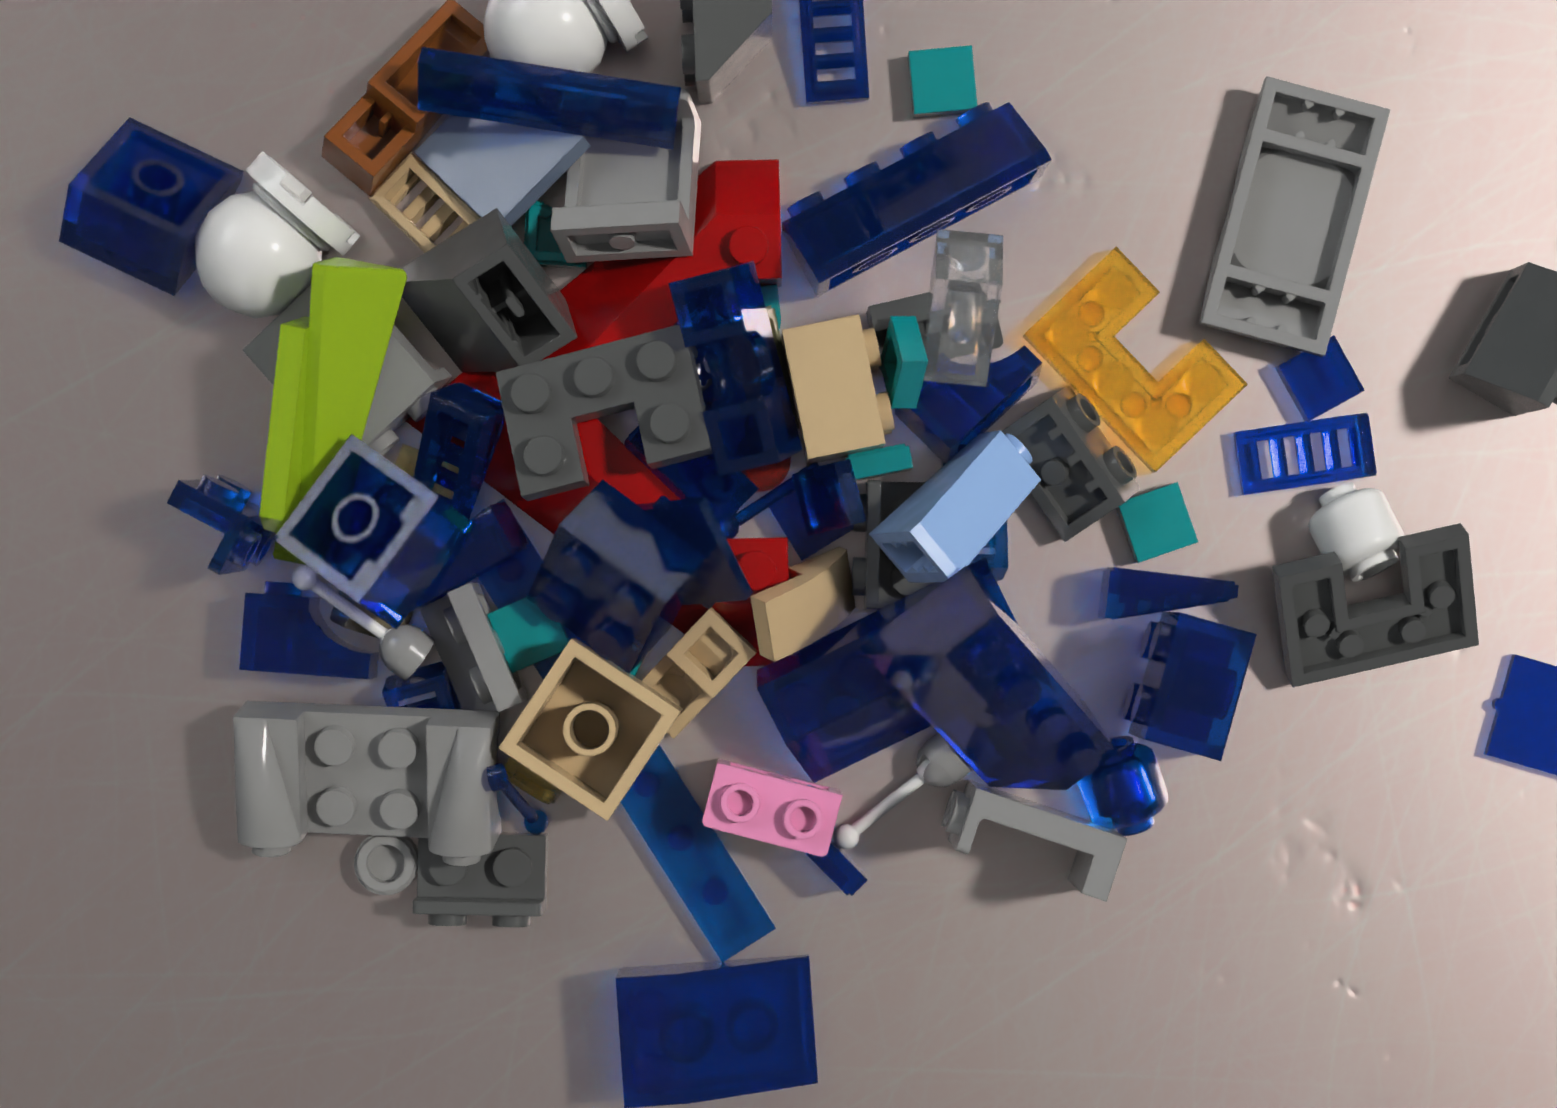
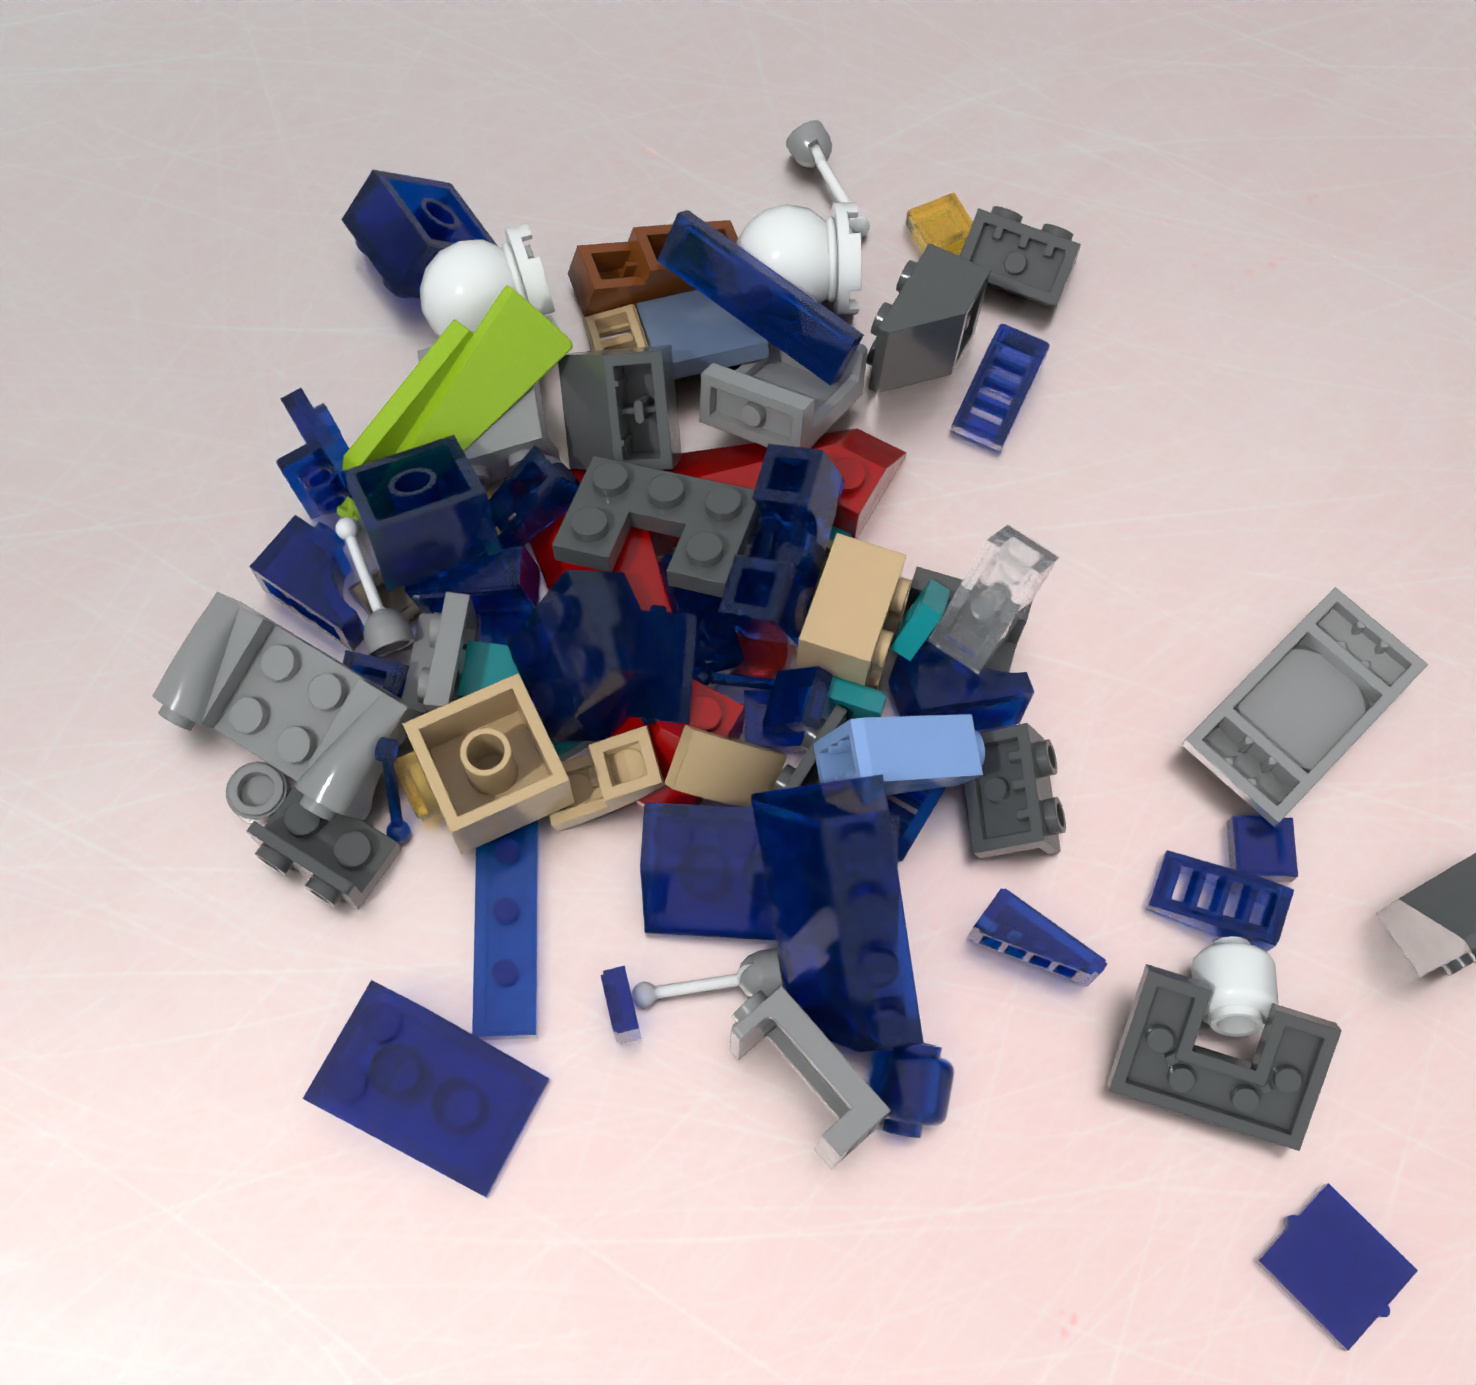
camera: 35 degrees right, 20 degrees down
(541, 240) = (688, 417): teal tile -> none
(772, 808) = (597, 919): bright pink bracket -> none
(913, 197) = (950, 522): clear blue slope -> none
(942, 81) = (1066, 466): teal tile -> none
(1143, 412) = (1096, 794): clear yellow plate -> none
(1157, 523) = (1060, 885): teal tile -> none
(1189, 683) = (1011, 1032): clear blue brick -> none

